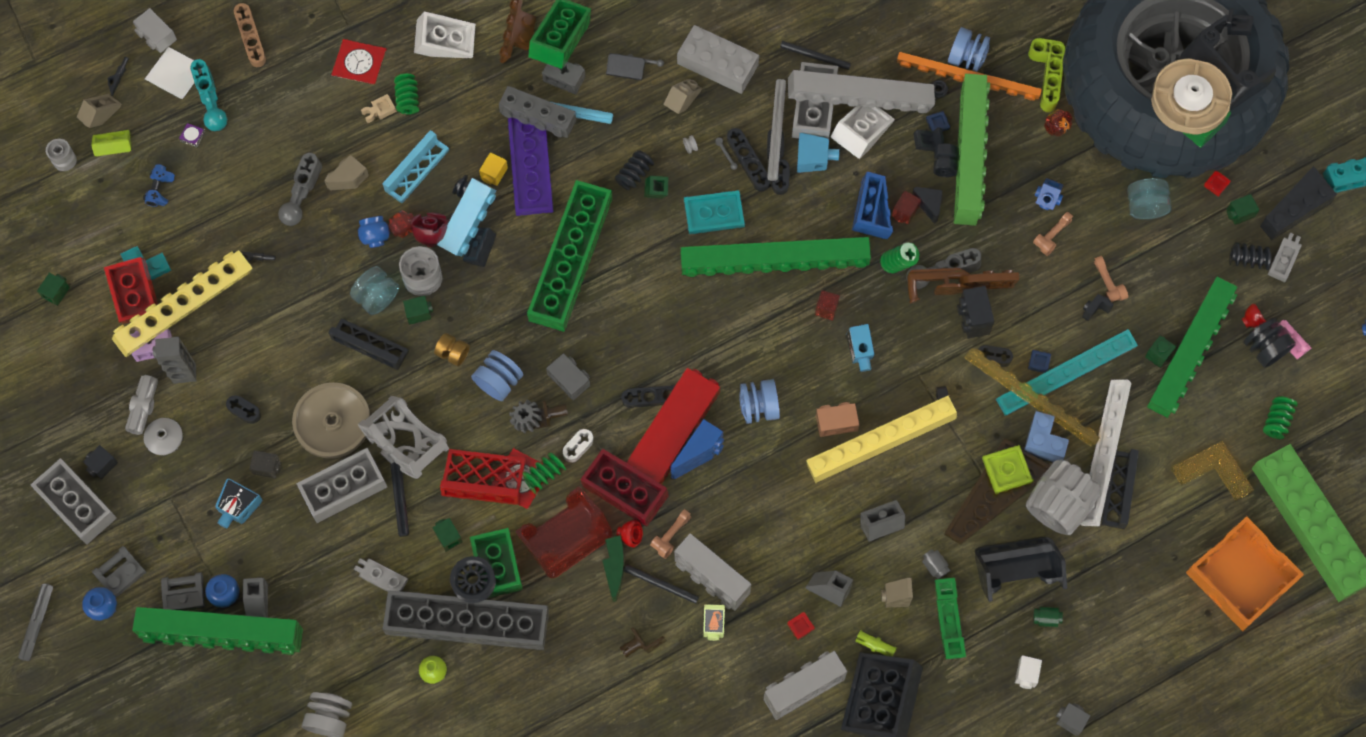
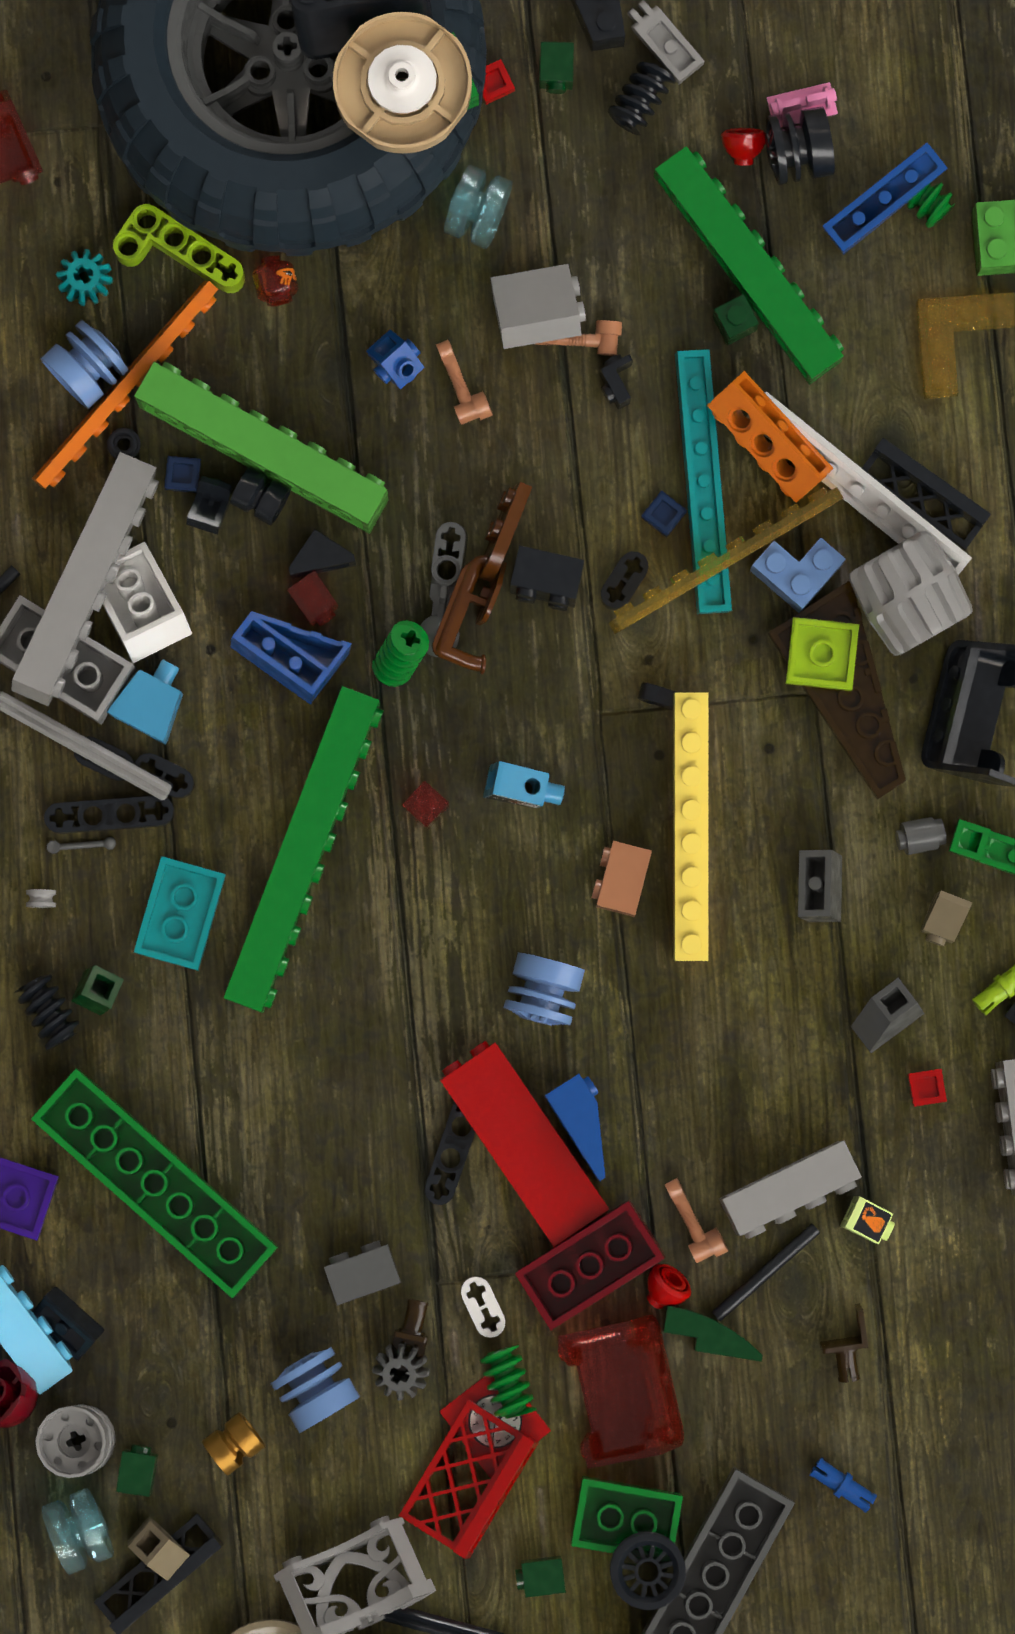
camera: 70 degrees left, 15 degrees up
(381, 331) = (157, 1548): none -> dark tan slope
(563, 673) = (843, 1485): none -> blue pin
(1012, 35) = (91, 267): none -> teal gear
(1108, 392) = (785, 437): none -> orange brick
(1113, 249) = (537, 306): none -> light grey brick
(1264, 395) = (884, 198): none -> blue slope

